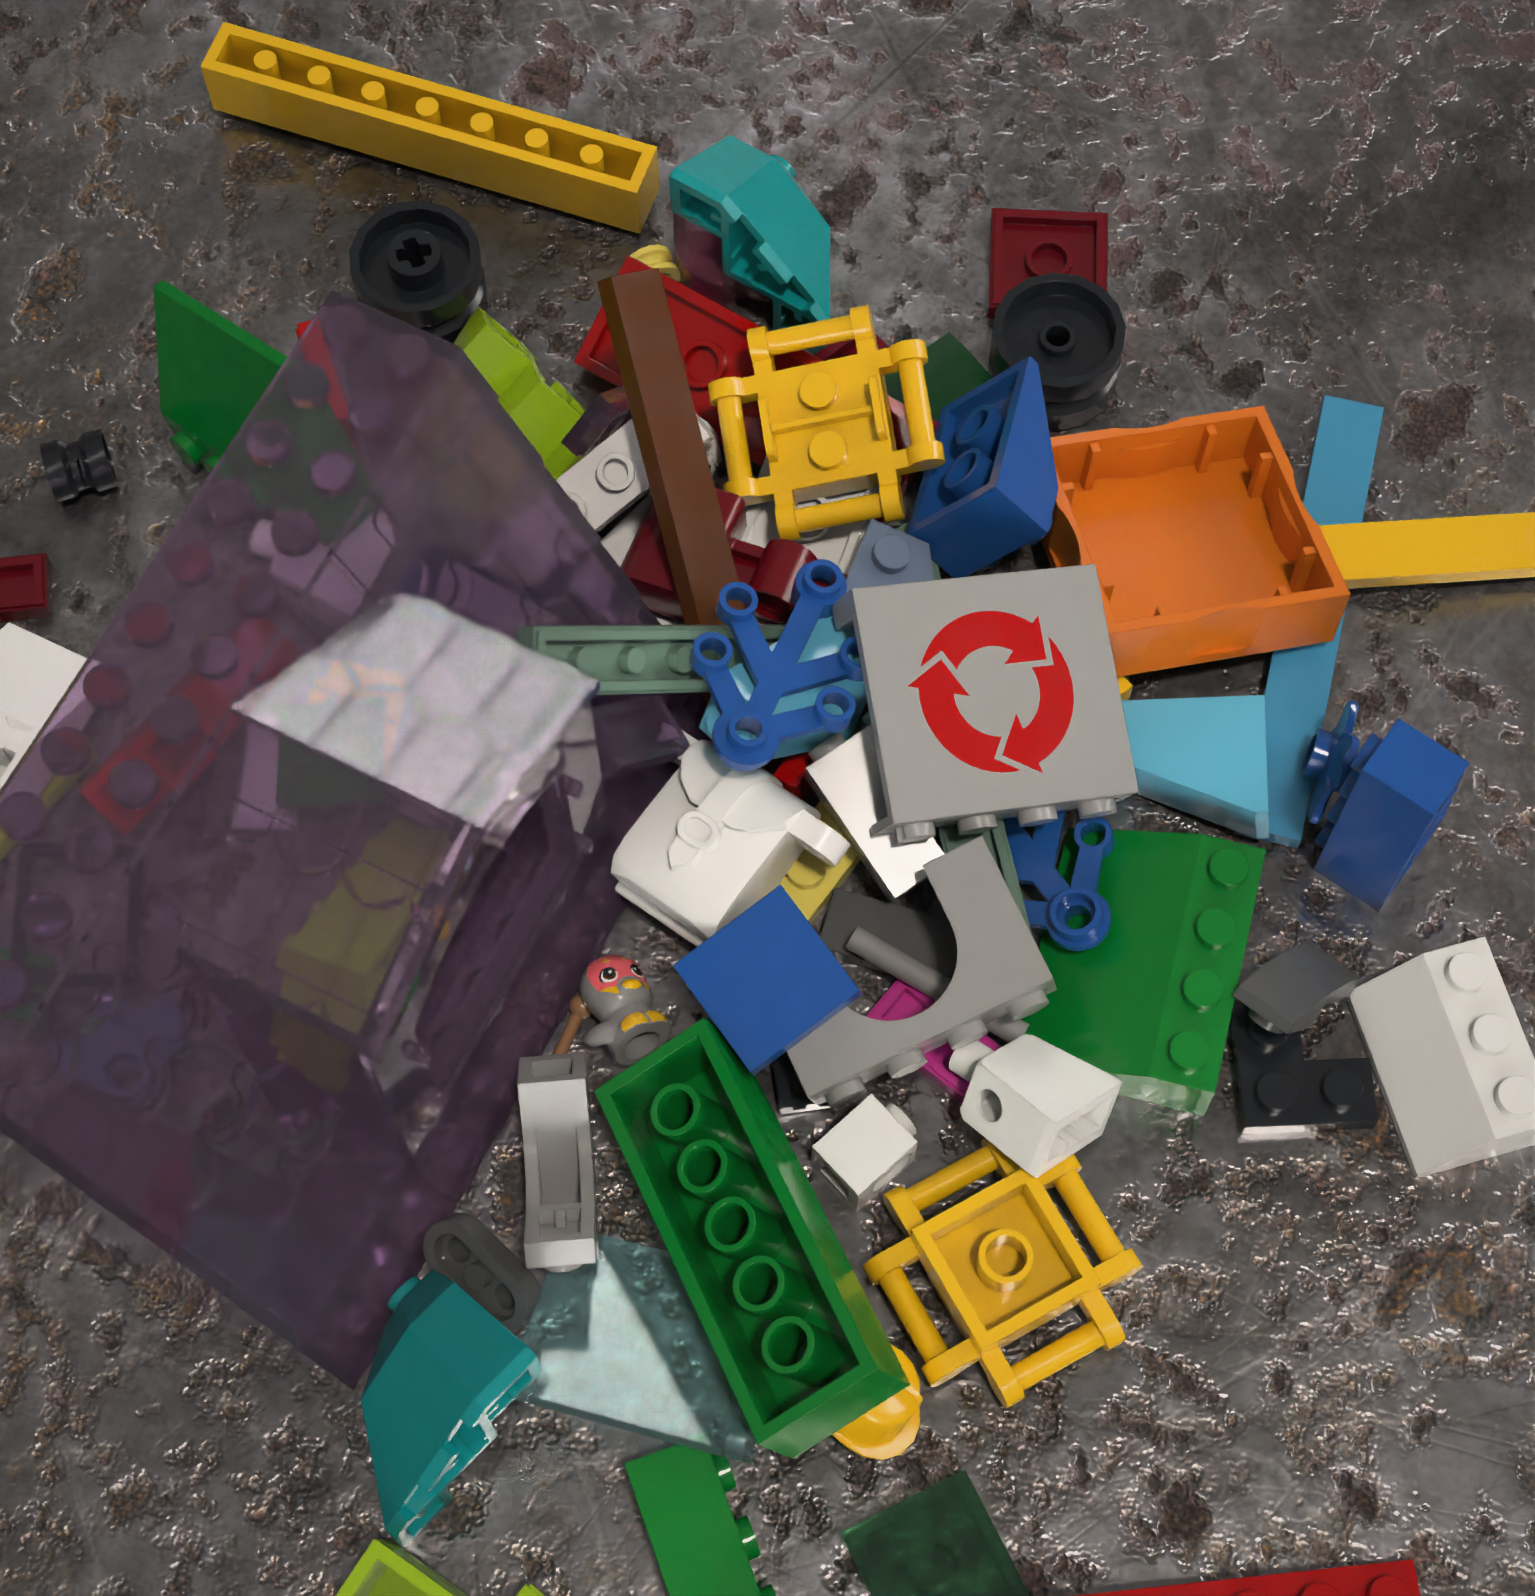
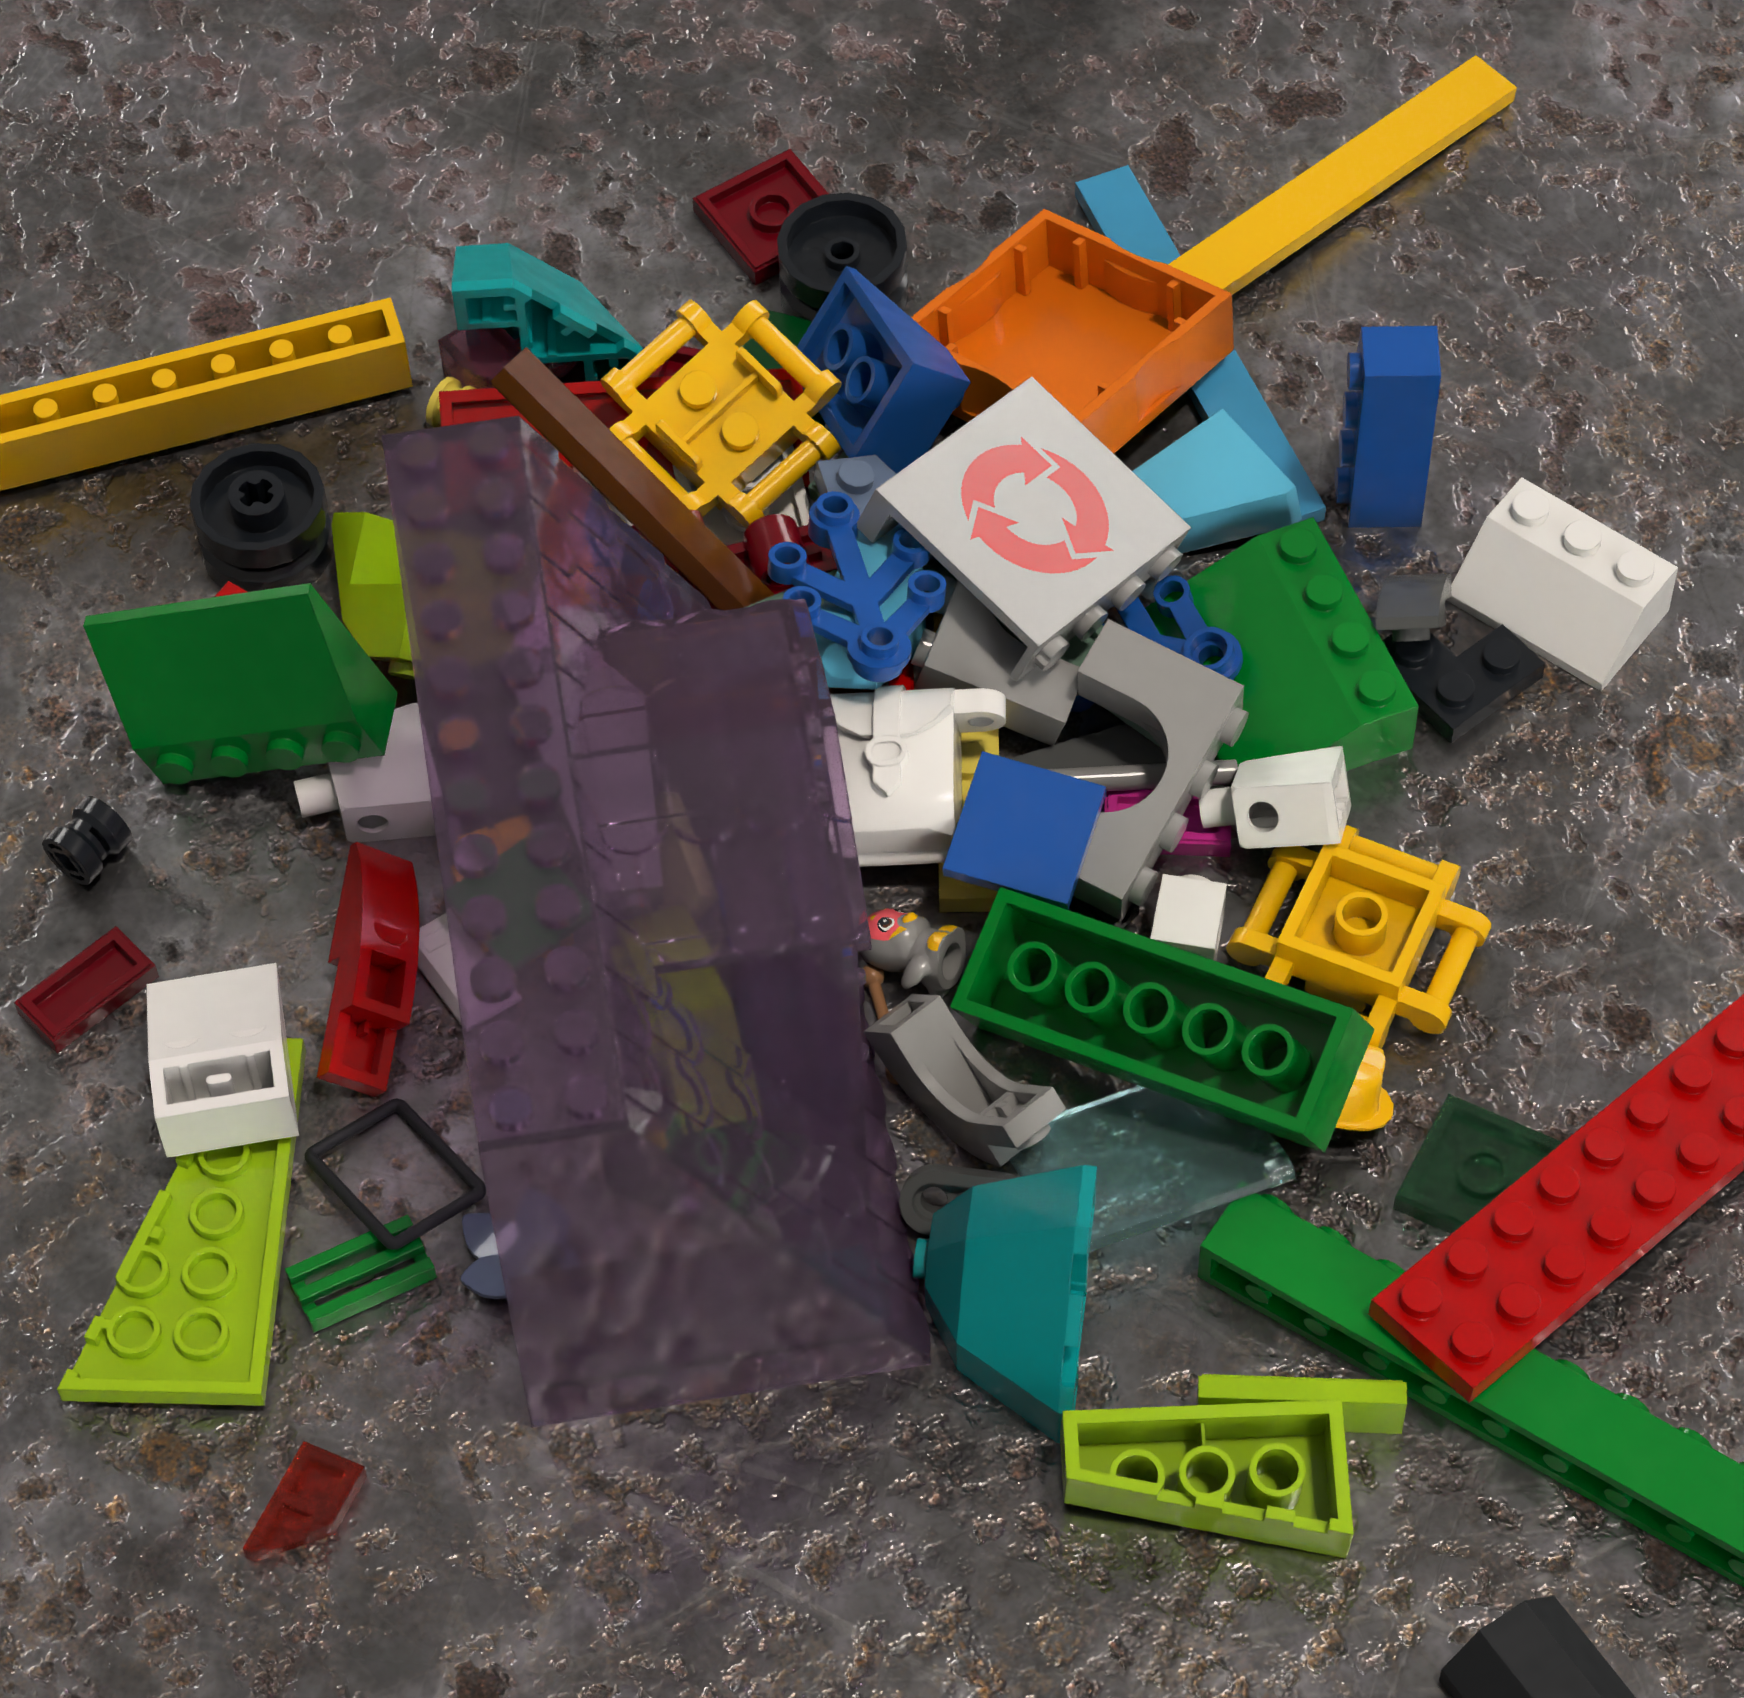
camera: 35 degrees left, 10 degrees down
(1330, 760) = (1309, 426): blue plate -> none

